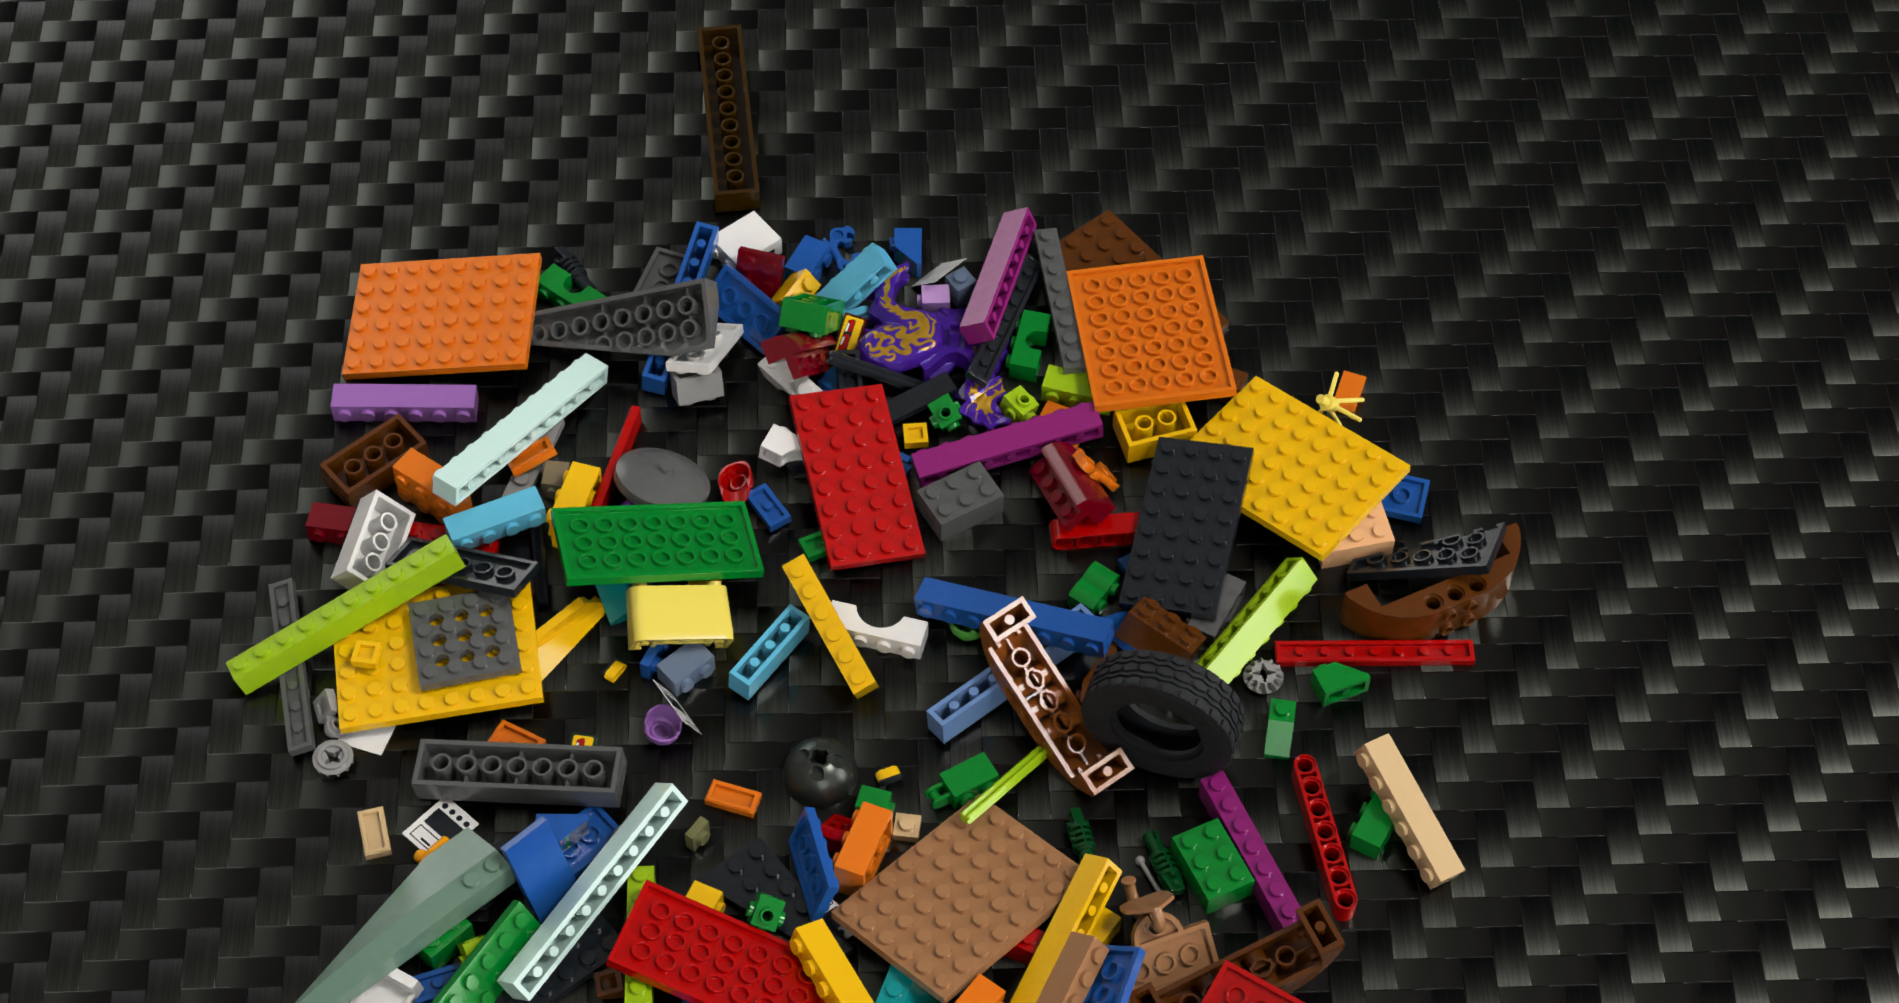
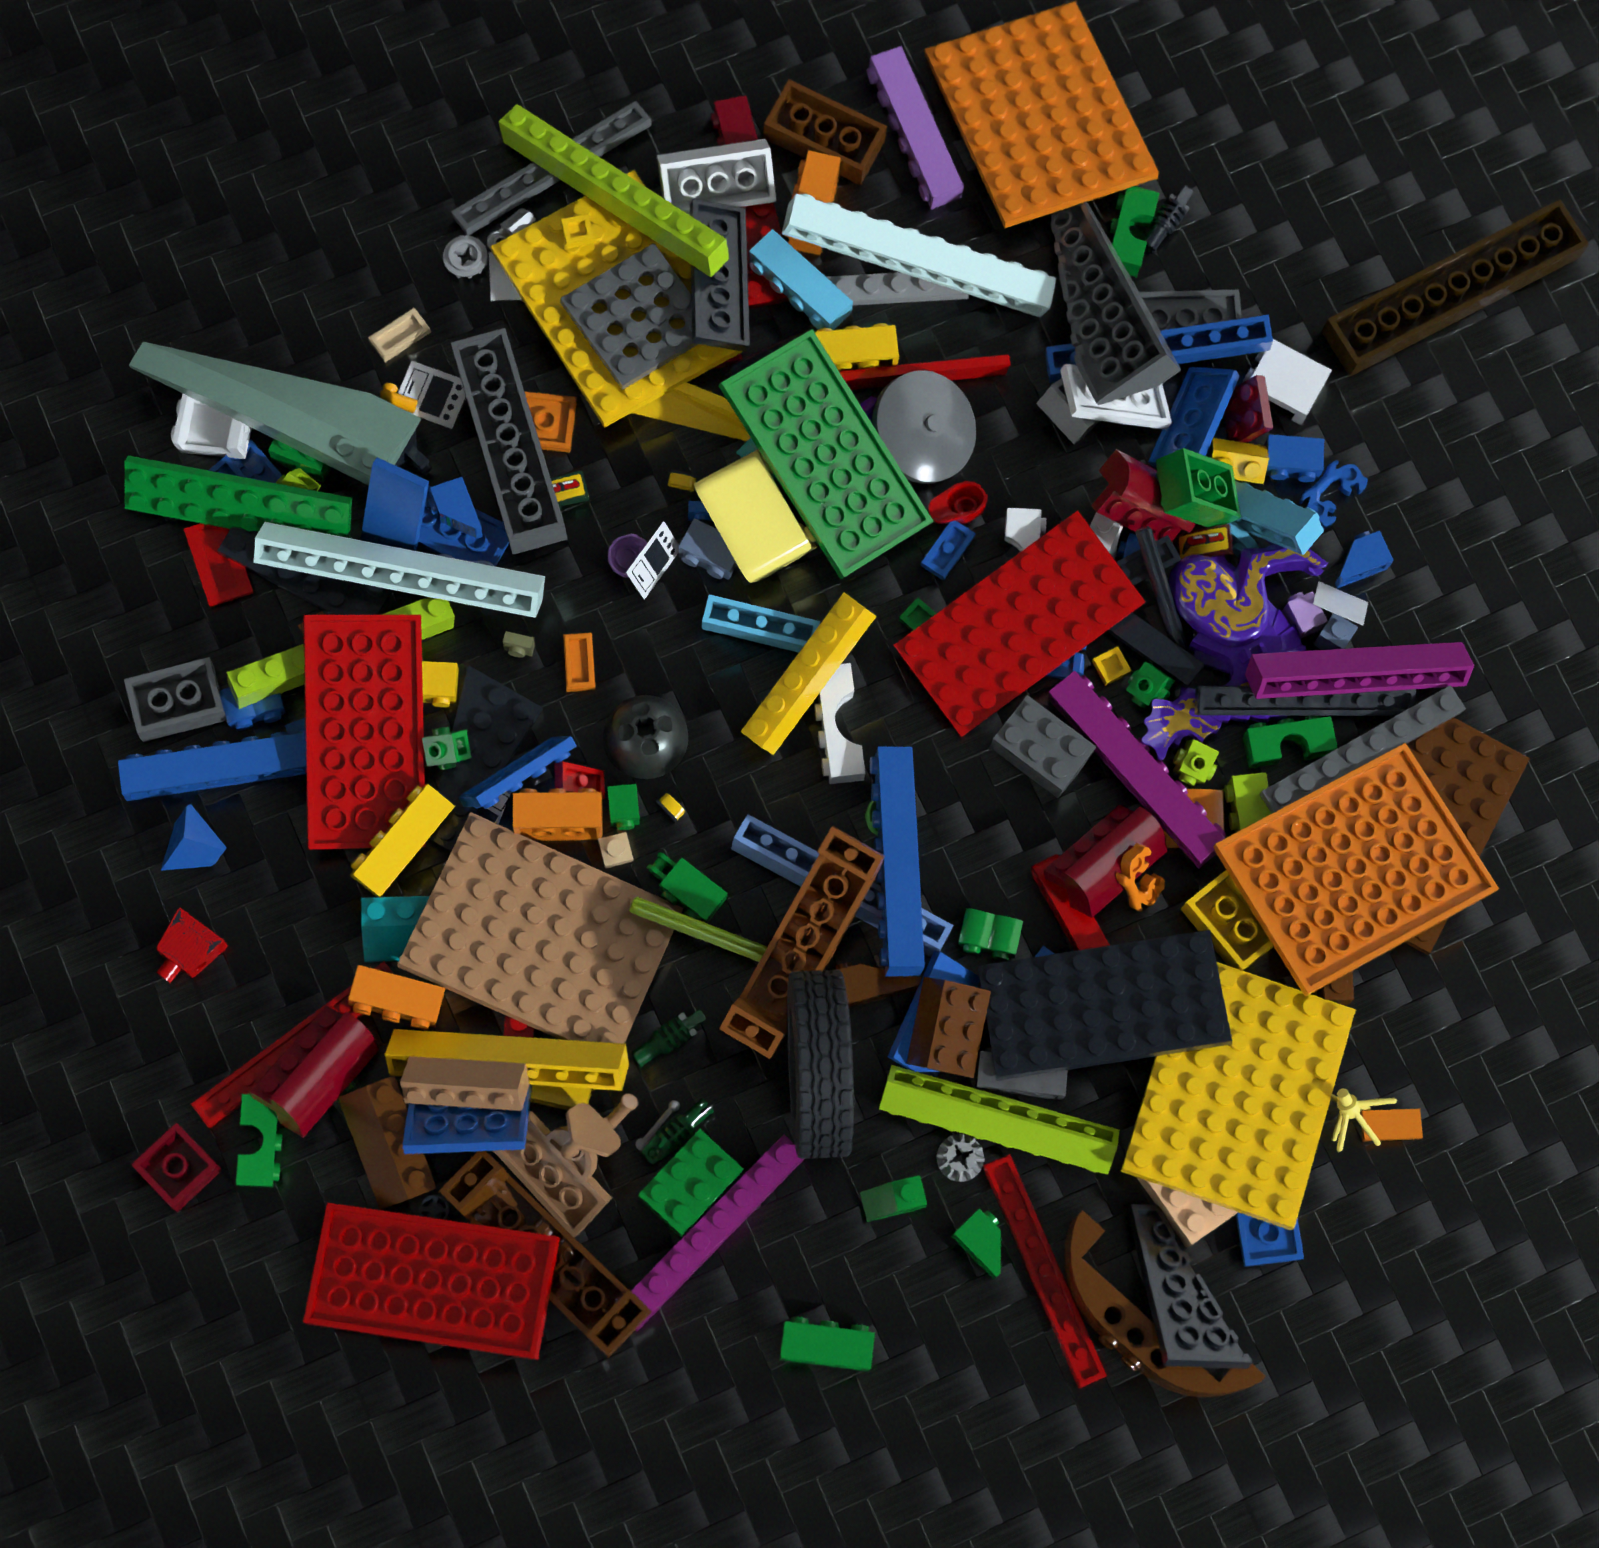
camera: 60 degrees right, 20 degrees up
(532, 456) = (902, 286): orange tile -> none
(553, 477) = (888, 313): dark tan brick -> none
(1328, 846) = (788, 1281): red beam -> none
(1409, 811) = (833, 1374): tan brick -> none

